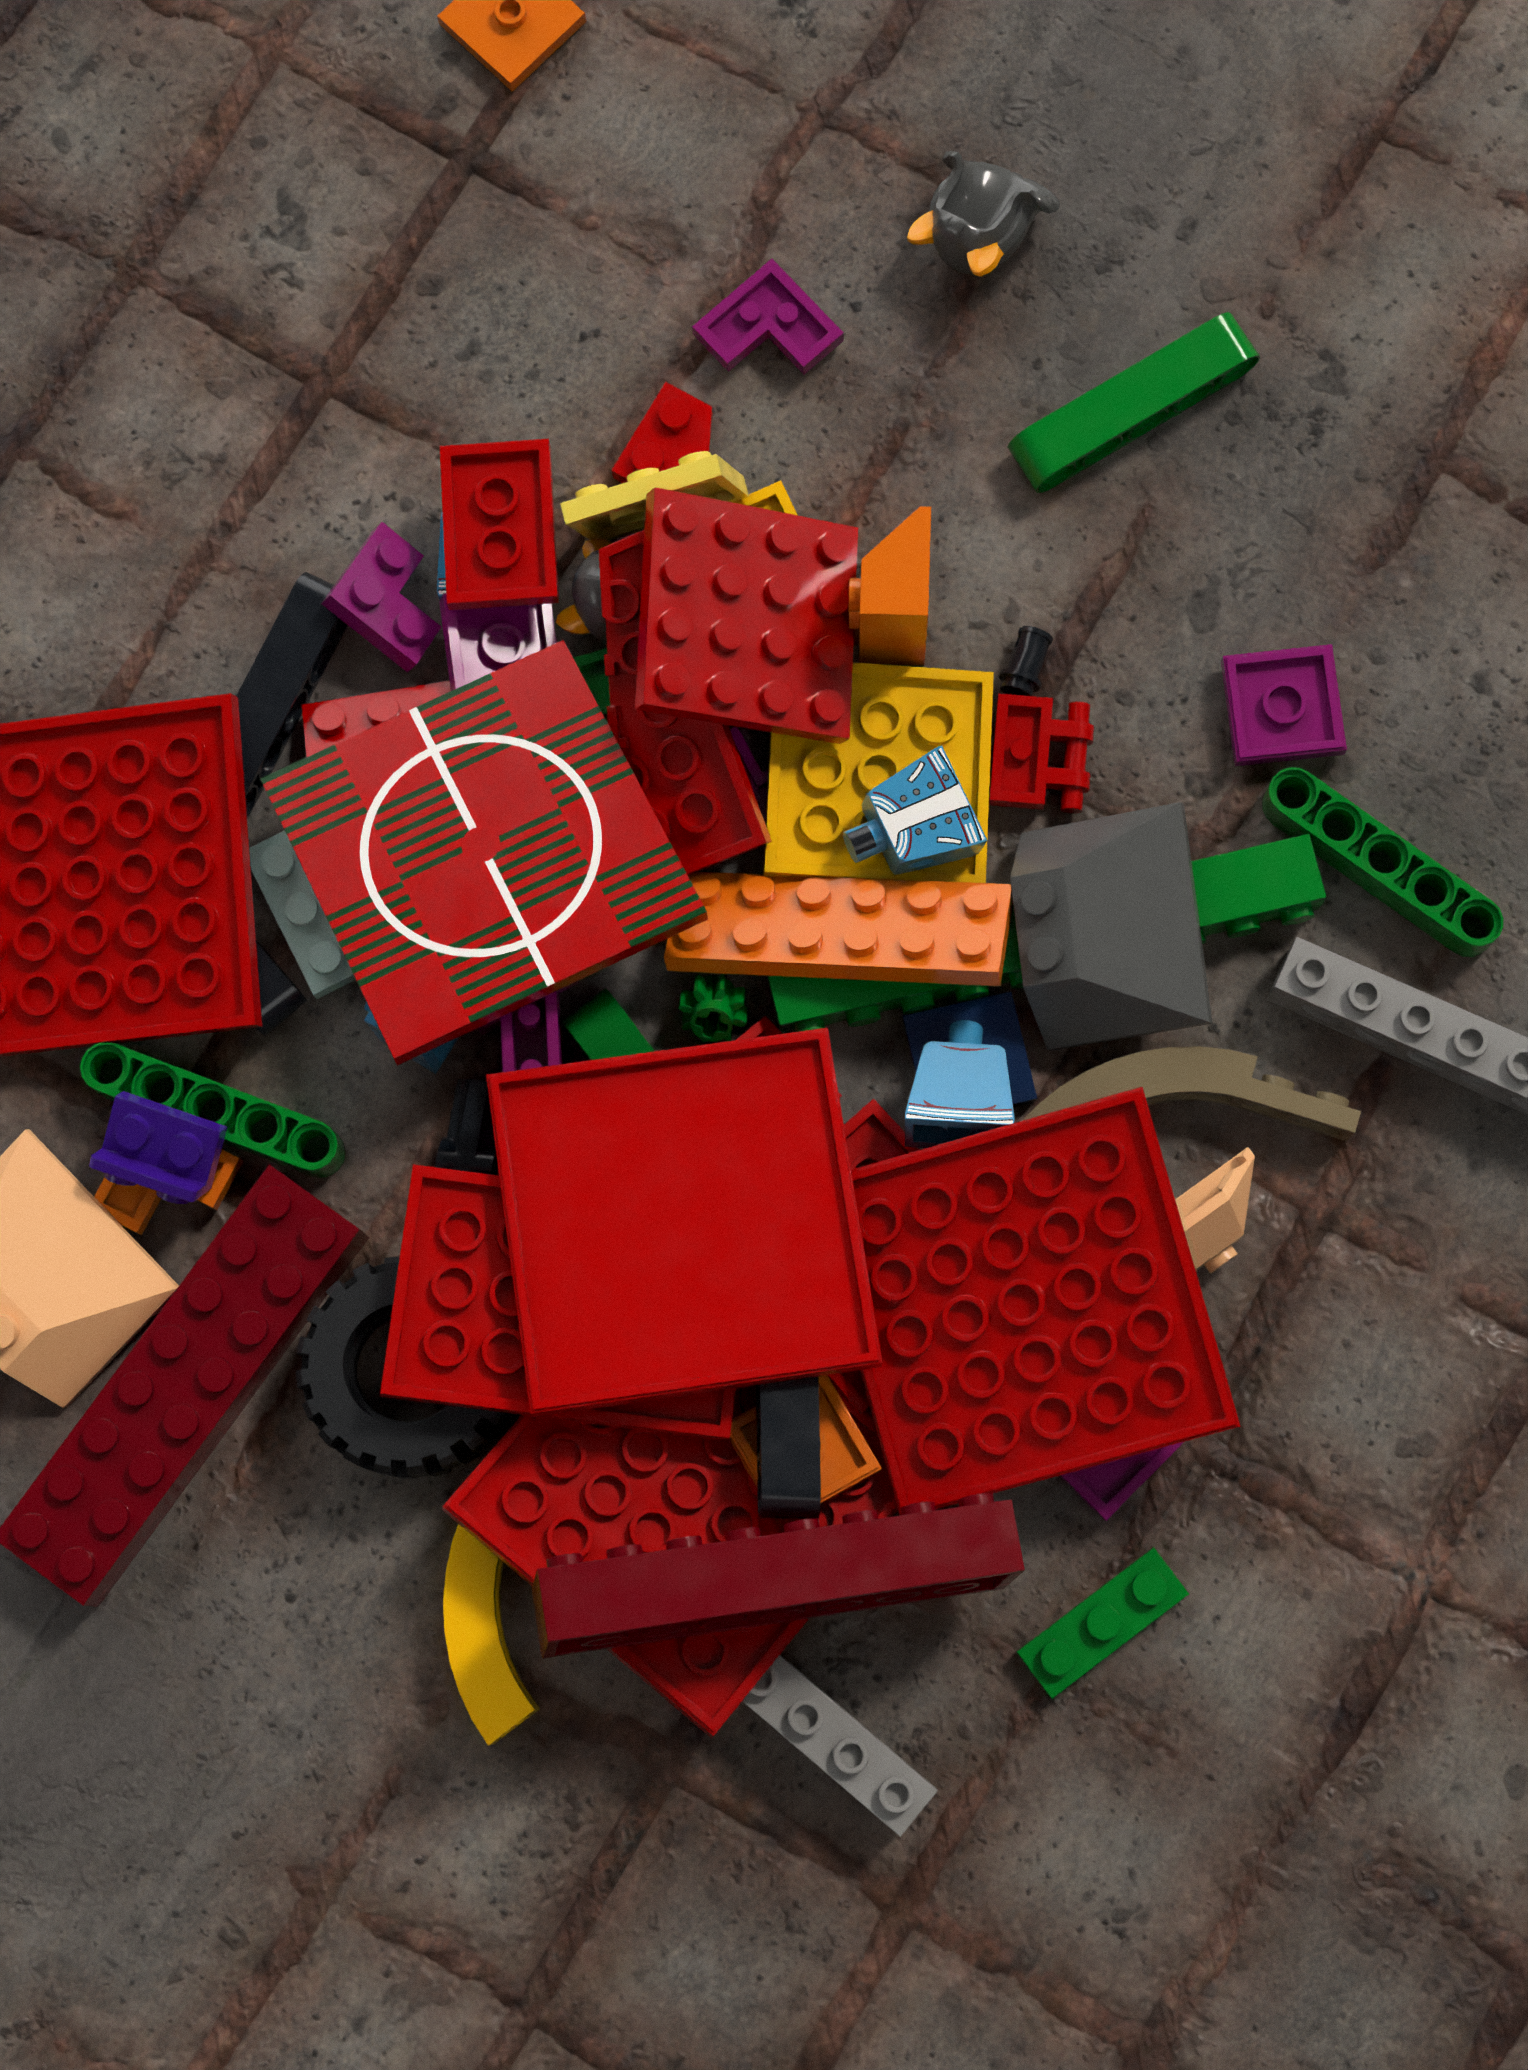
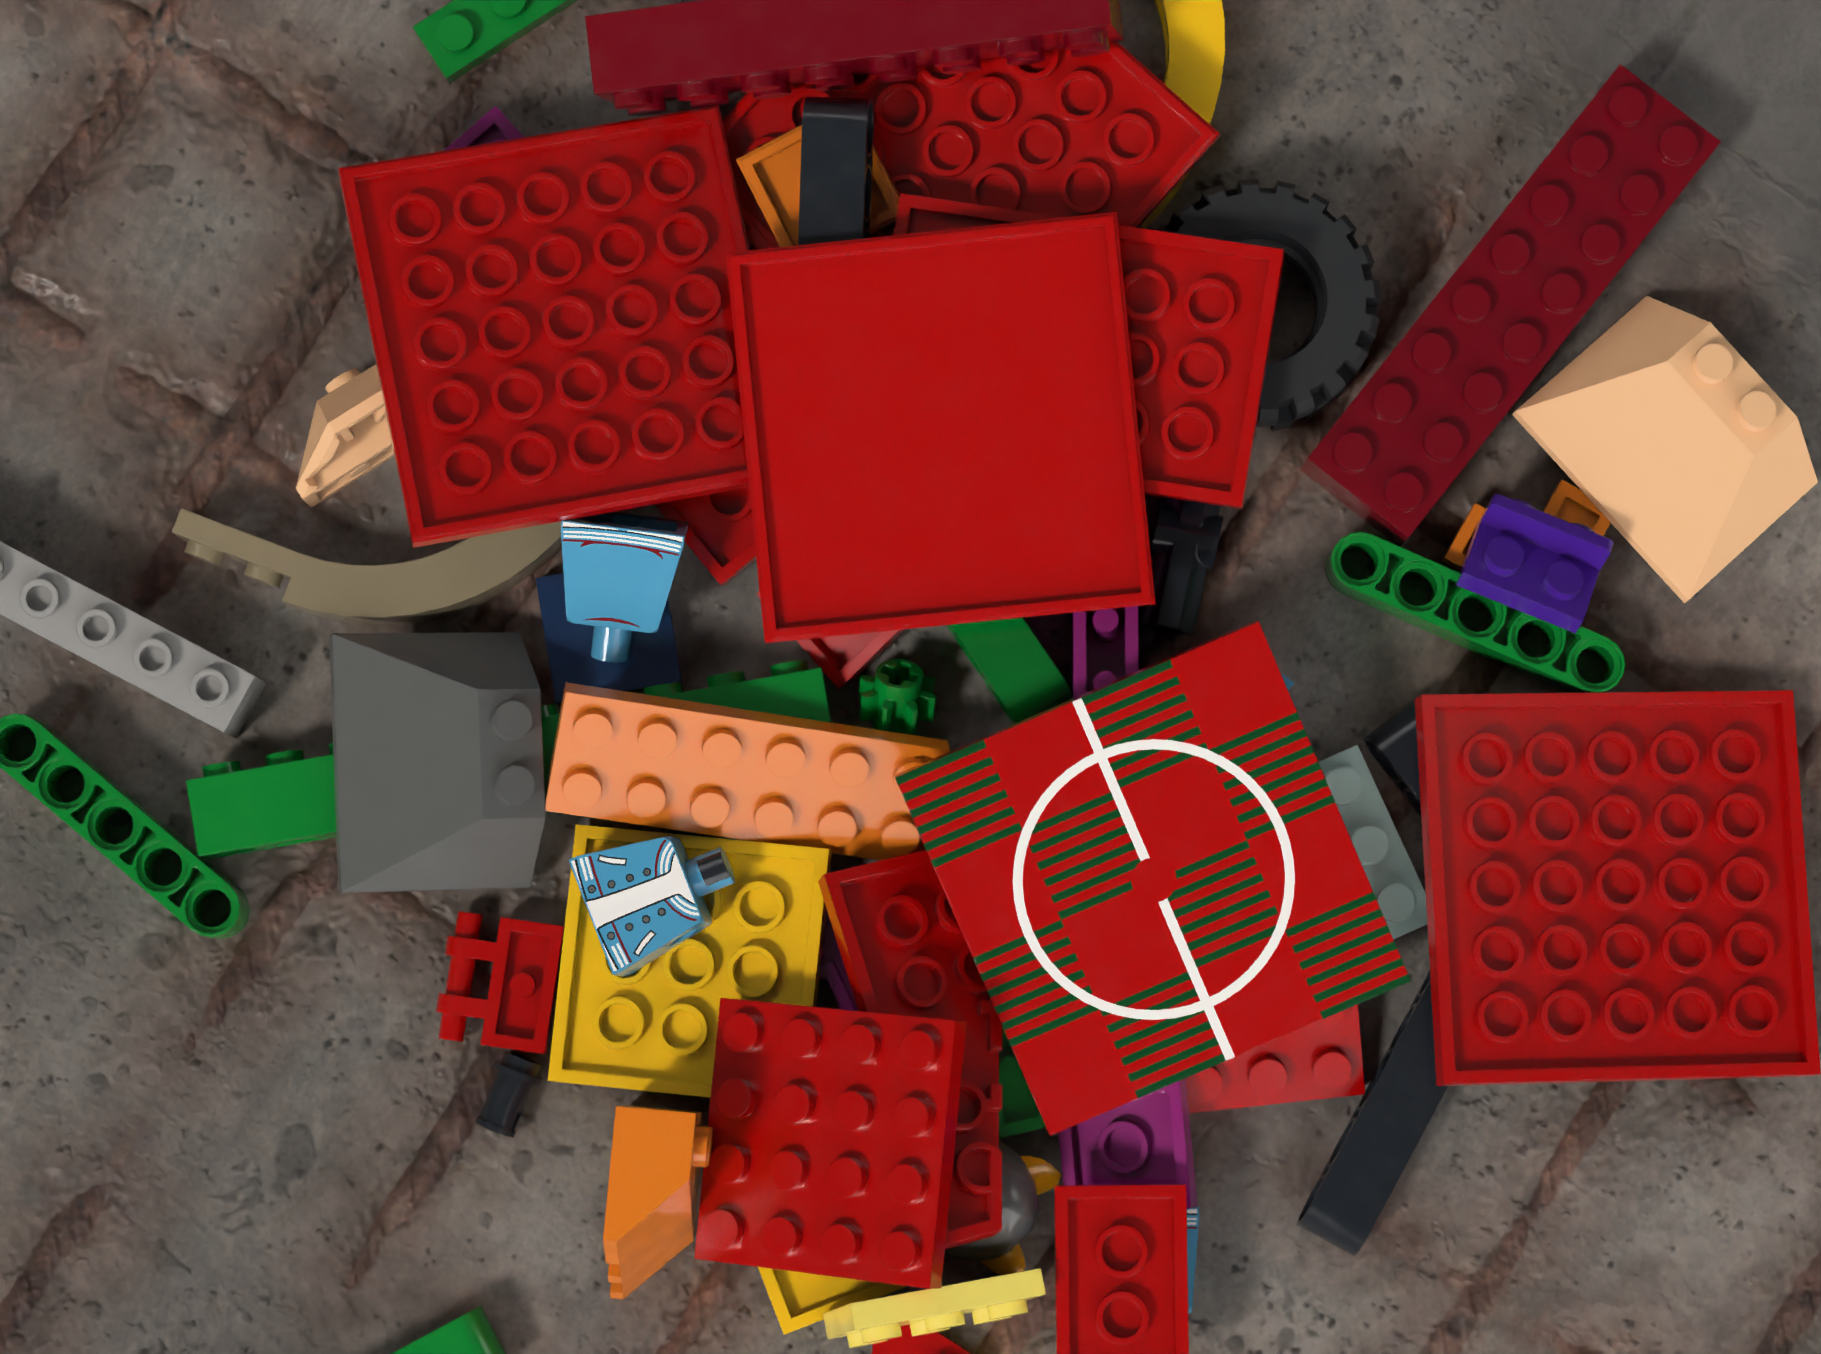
camera: 175 degrees right, 5 degrees up
(371, 602) = (1279, 1212): magenta plate -> none
(1283, 705) = (212, 1023): magenta plate -> none

